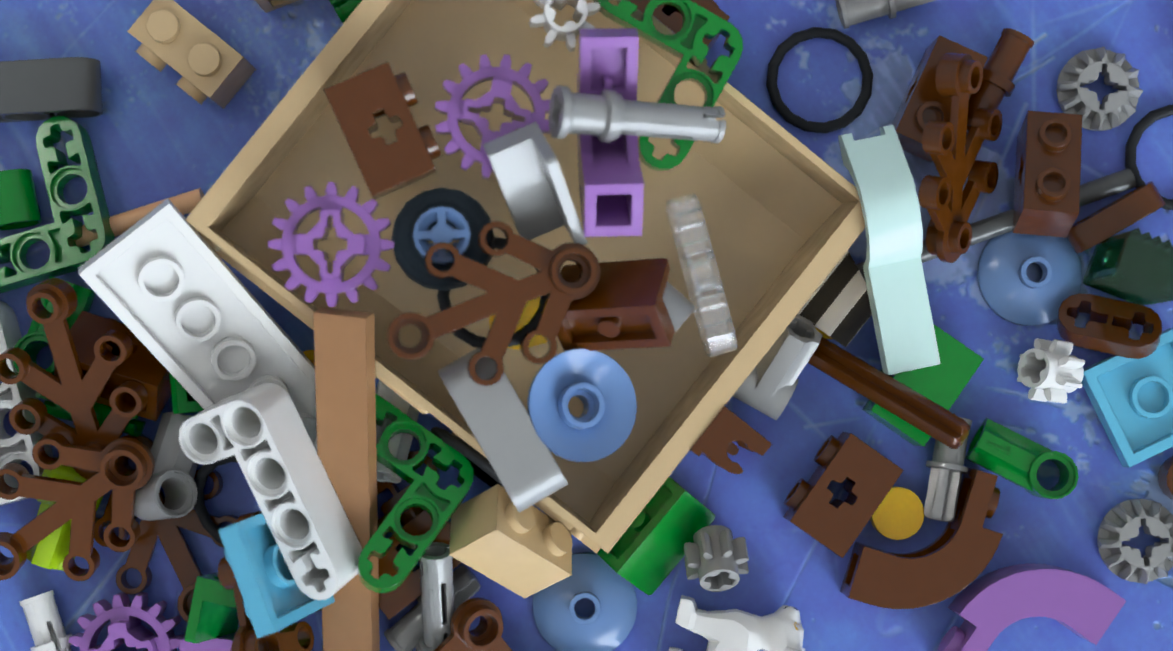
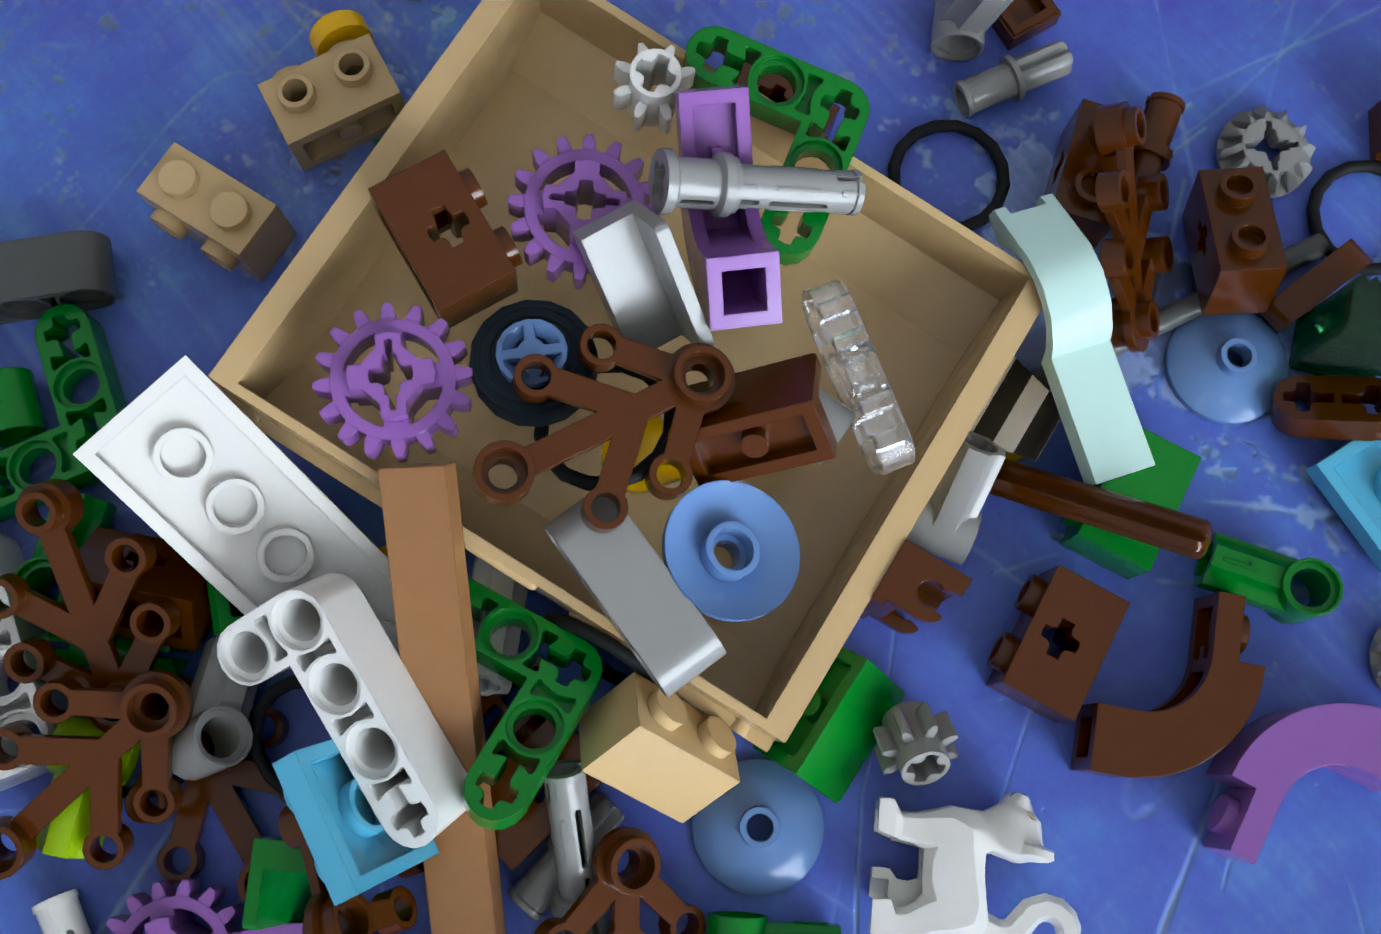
camera: 10 degrees left, 10 degrees down
(898, 514) = (1129, 664): yellow tile -> none
(945, 480) = (1176, 608): light grey axle -> none
(1050, 370) = (1279, 467): white gear -> none

